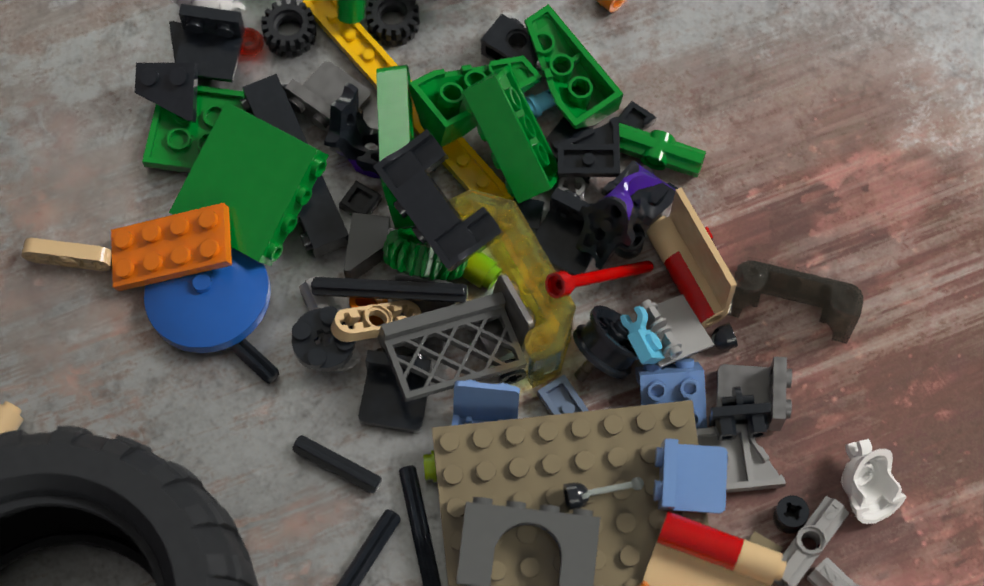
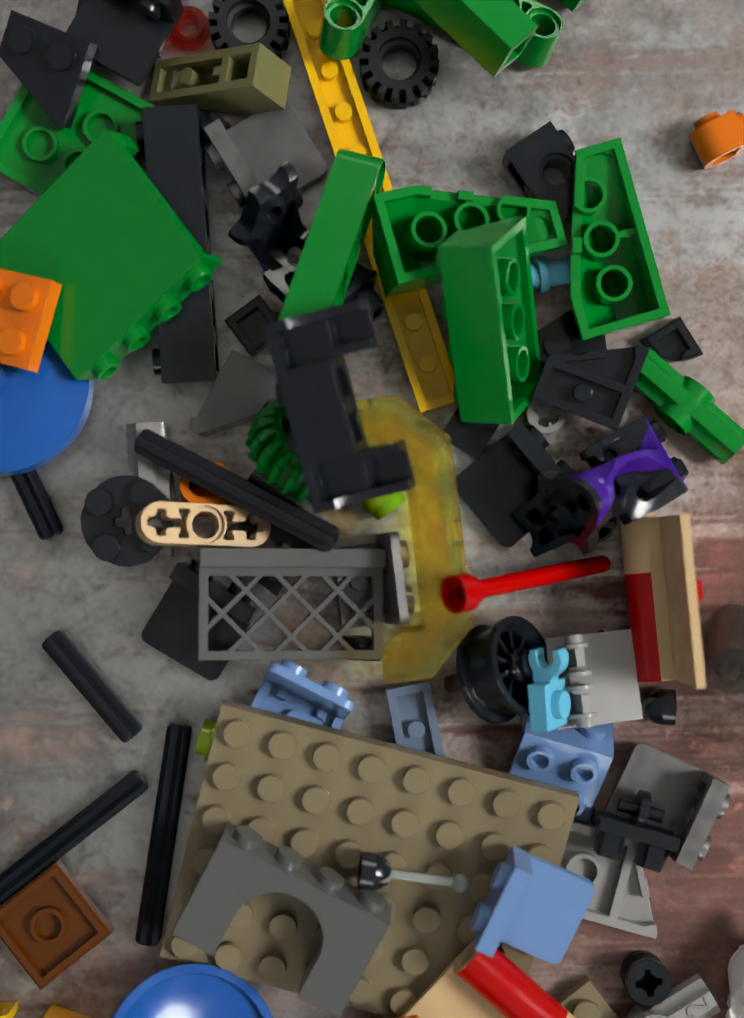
camera: 25 degrees right, 20 degrees up
(290, 58) = (223, 80): none -> olive slope

